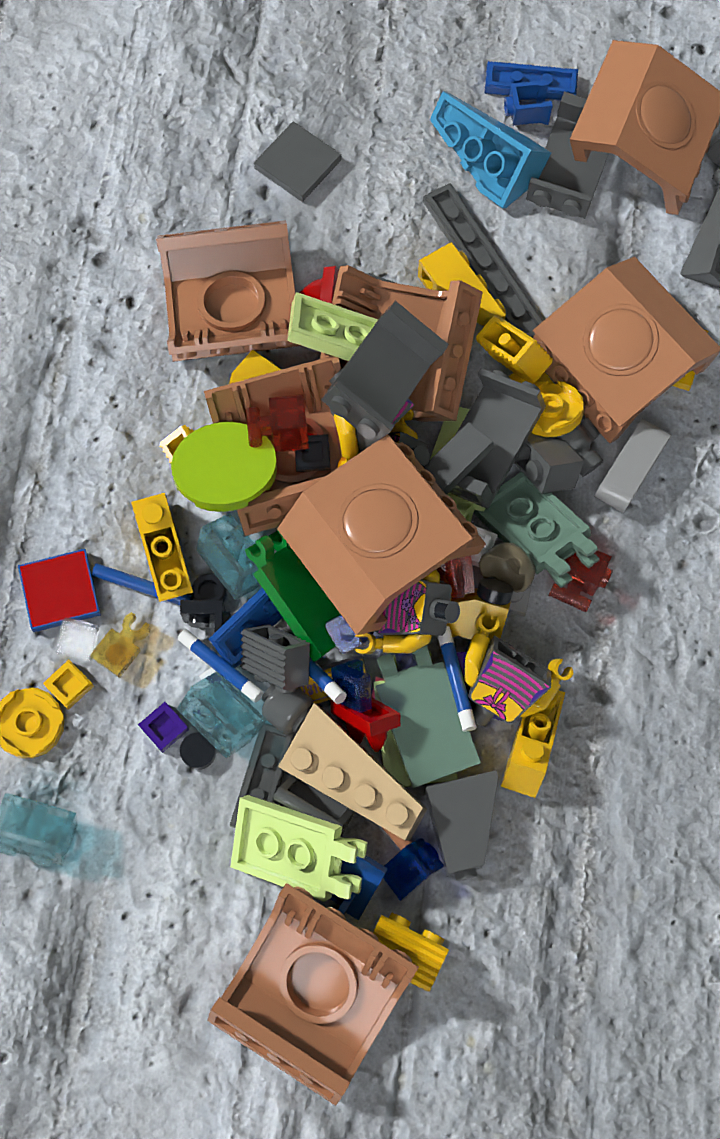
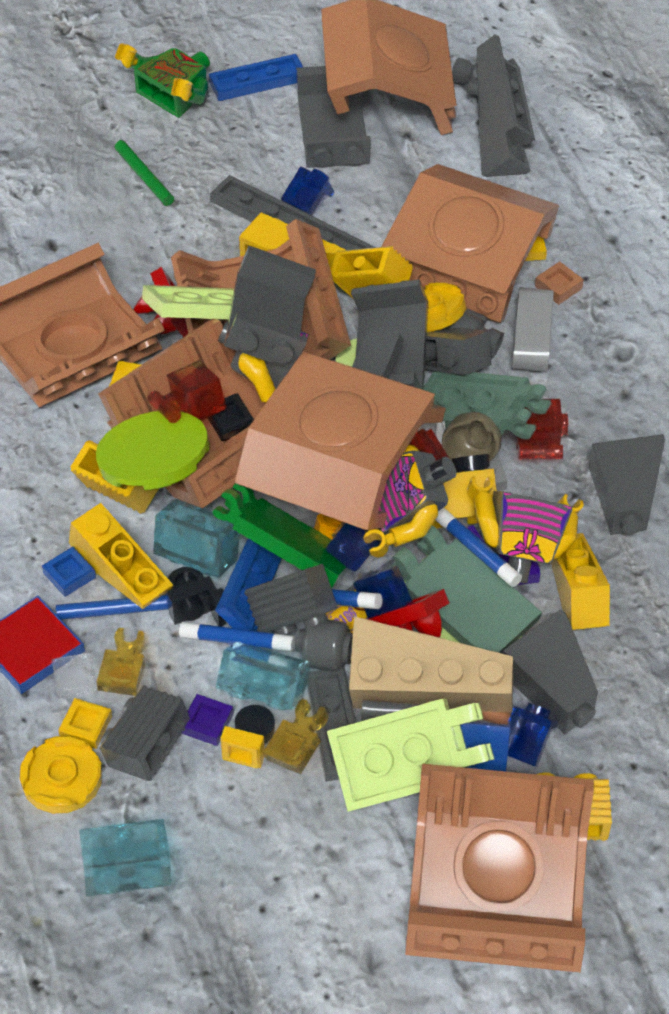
camera: 25 degrees left, 20 degrees down
(103, 721) = (144, 733): none -> dark grey brick
(122, 534) = (68, 571): none -> blue tile
(174, 771) = (242, 747): none -> yellow tile
(217, 784) = (296, 741): none -> clear yellow plate
(297, 161) = (71, 208): dark grey tile -> none
(378, 148) = (144, 173): none -> green bar
(448, 52) = (168, 79): none -> green torso
(490, 150) = (258, 139): dark azure wedge -> none
(509, 230) = (307, 189): none -> clear blue bracket
(527, 103) = (265, 92): blue window -> none
(630, 661) = (626, 480): none -> dark grey slope
(685, 423) = (561, 280): none -> nougat tile

